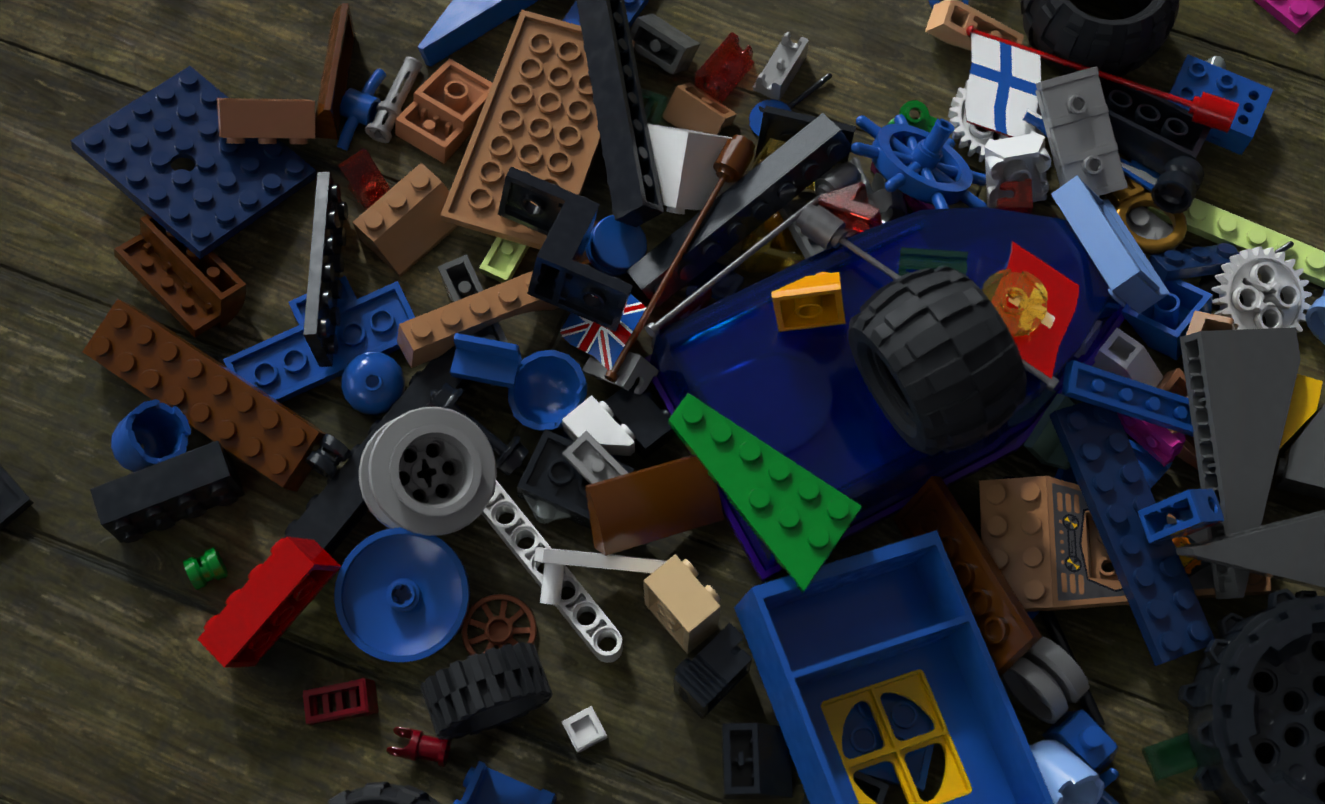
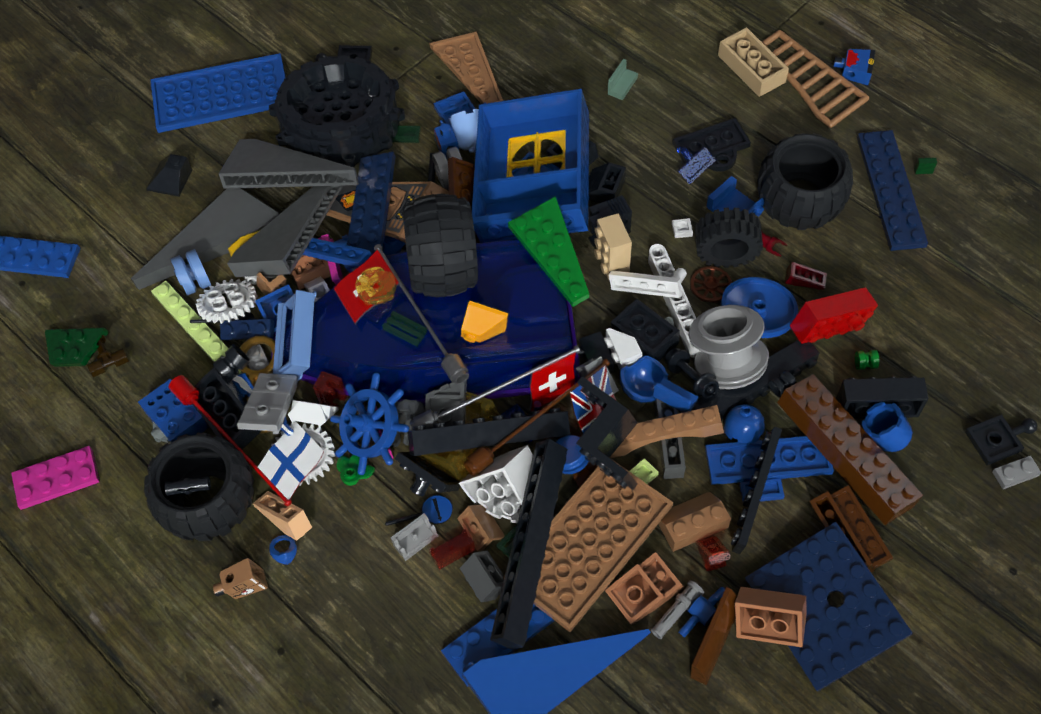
camera: 155 degrees left, 10 degrees down
(592, 460) = (631, 321): light grey plate -> none
(652, 504) = (611, 297): reddish brown slope -> none
(852, 207) = (430, 400): clear red slope -> none
(1193, 512) = (345, 194): blue torso -> none

